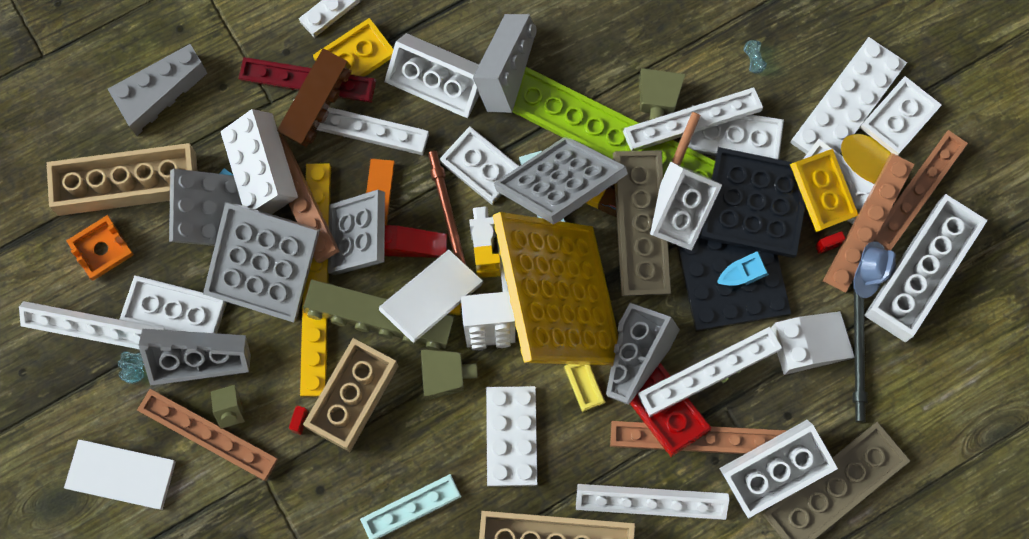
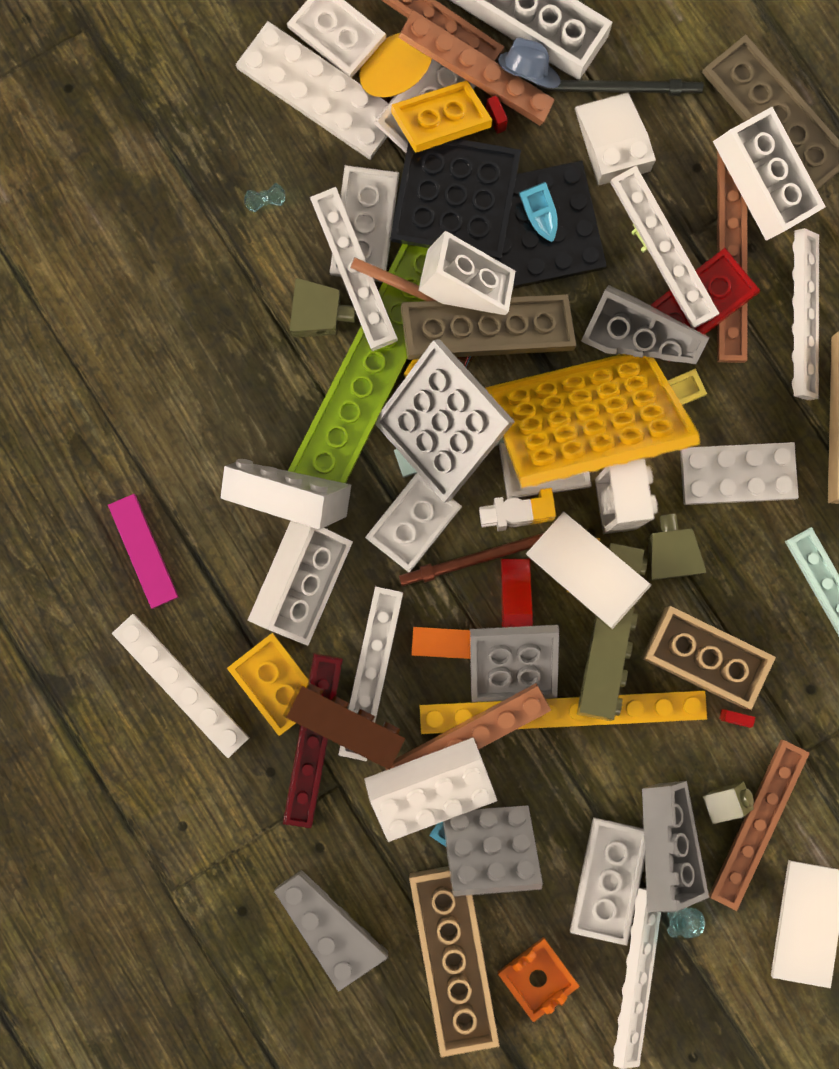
camera: 90 degrees left, 10 degrees up
(261, 261) = (554, 776): light grey plate -> none

